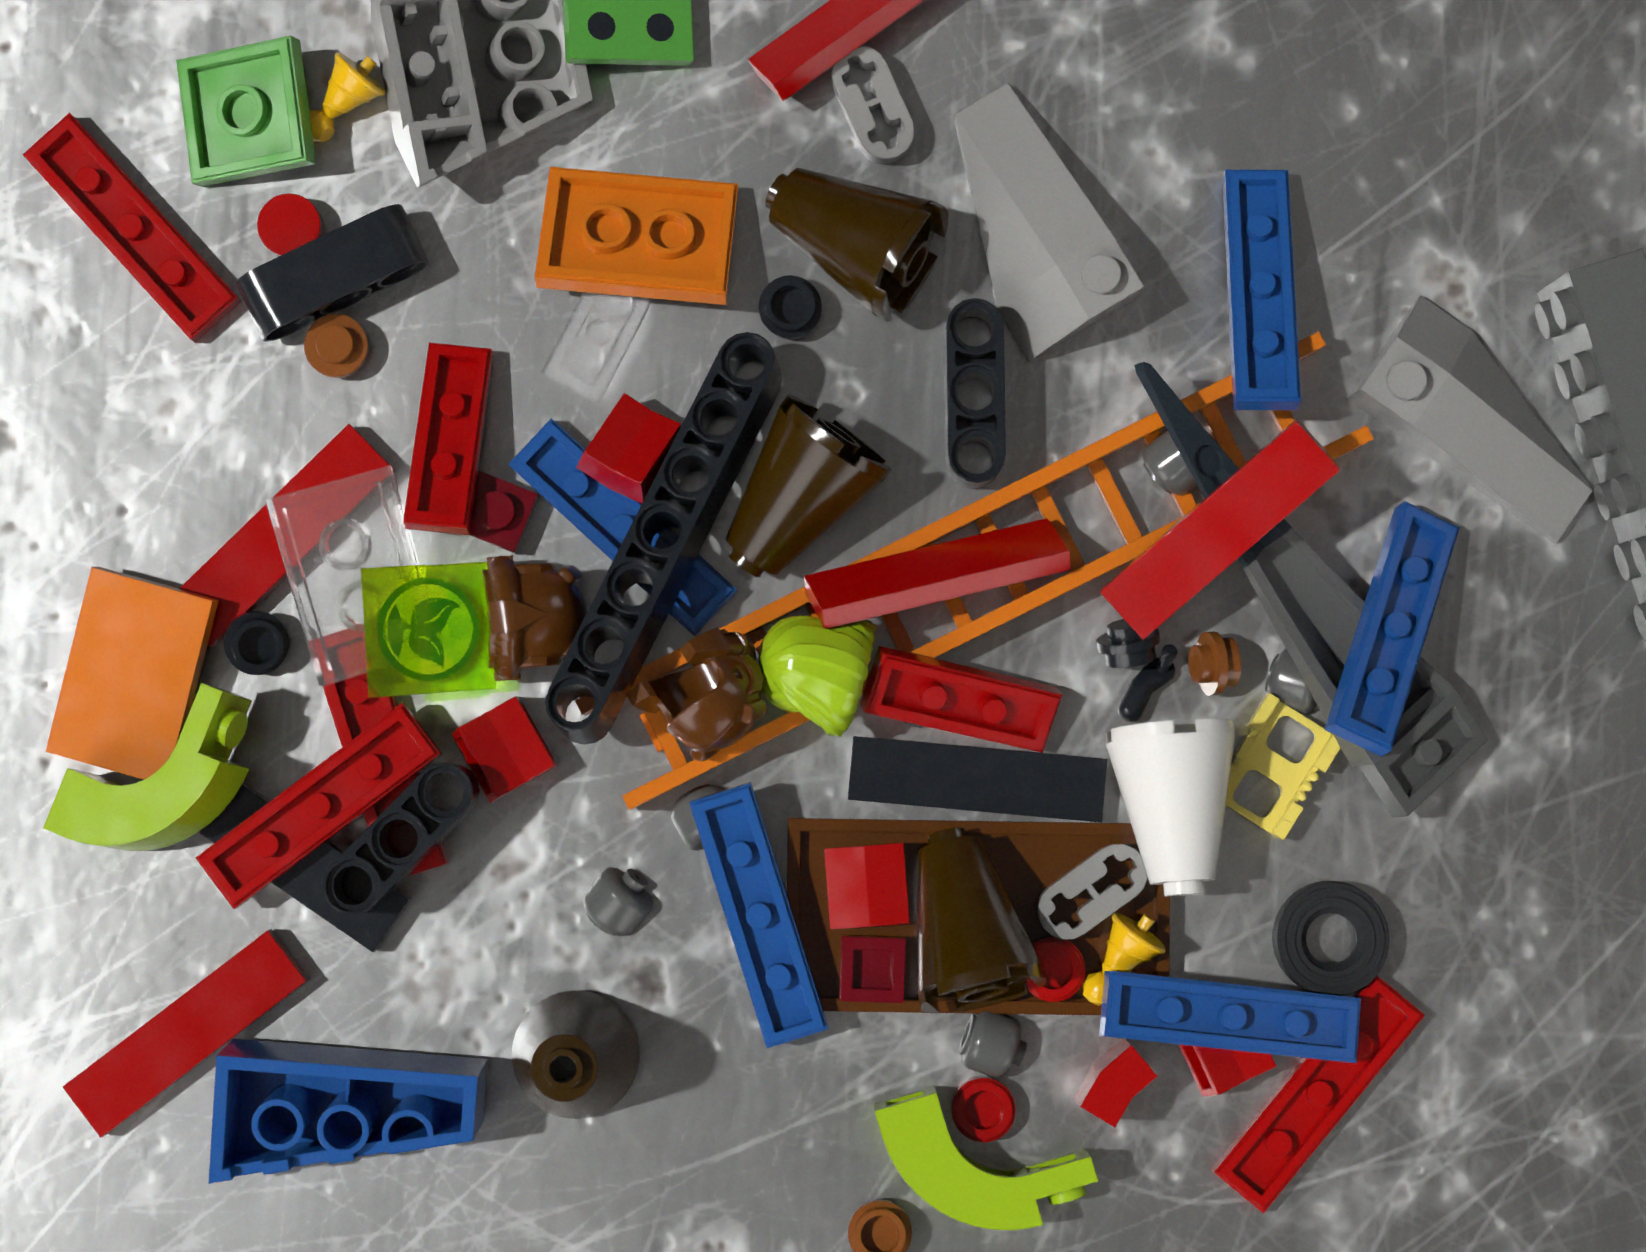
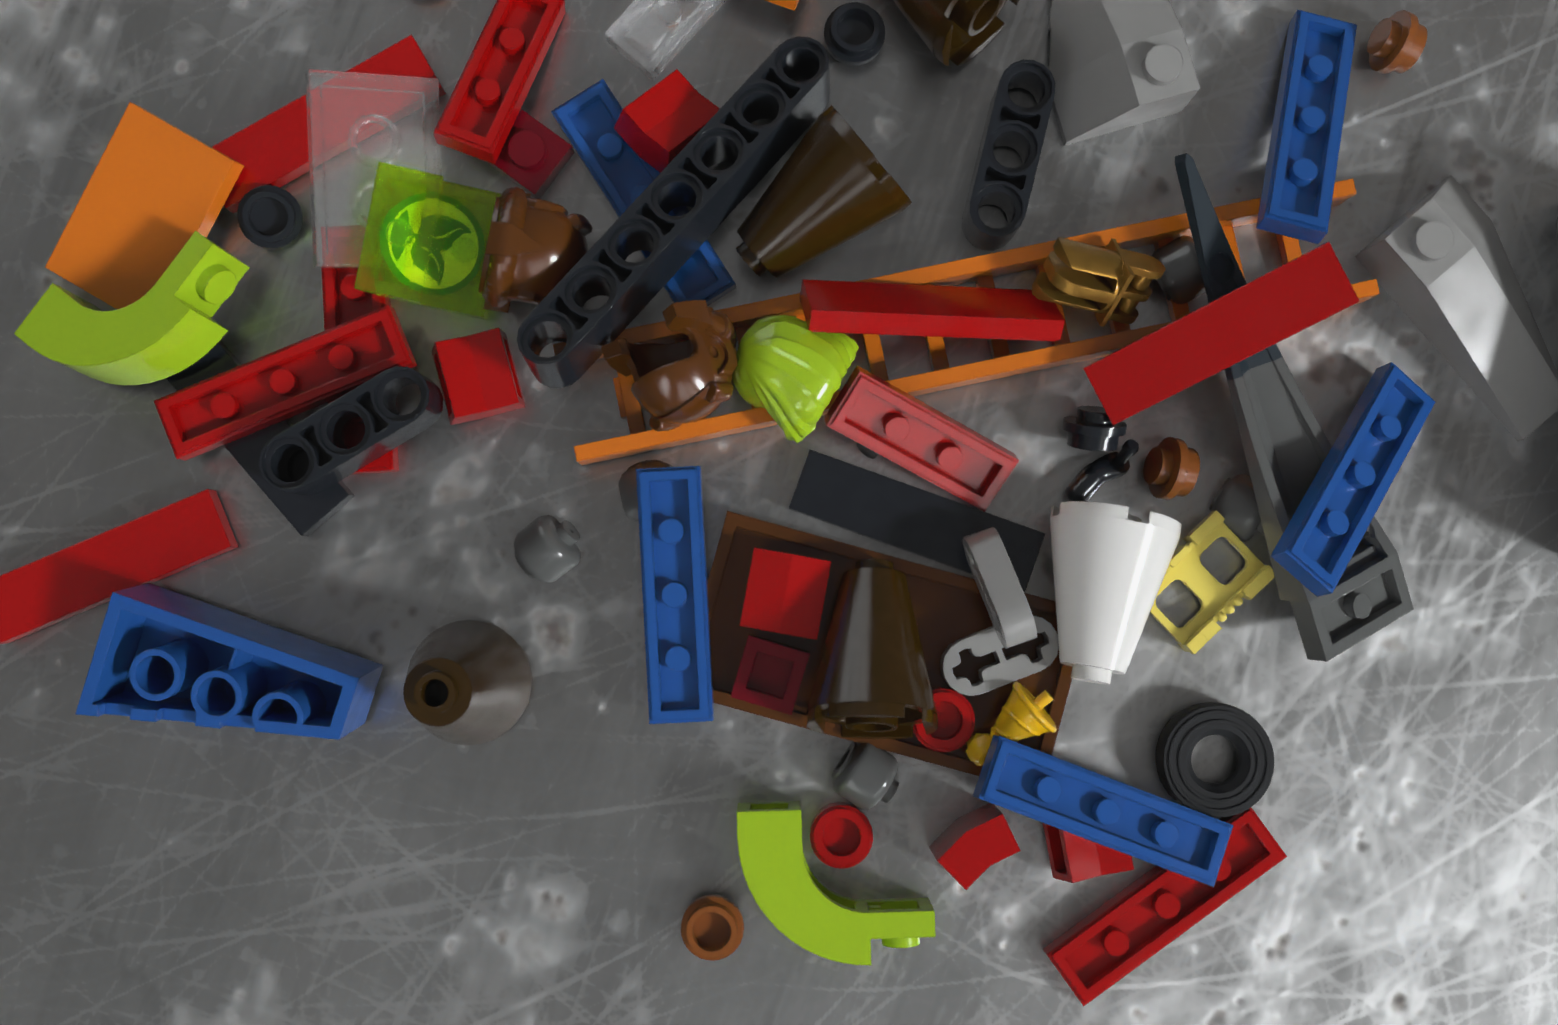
camera: 15 degrees right, 0 degrees up
(1073, 826) = (999, 587): none -> light grey beam
(1092, 499) = (1097, 279): none -> pearl gold arm
(1330, 180) = (1396, 43): none -> dark orange plate

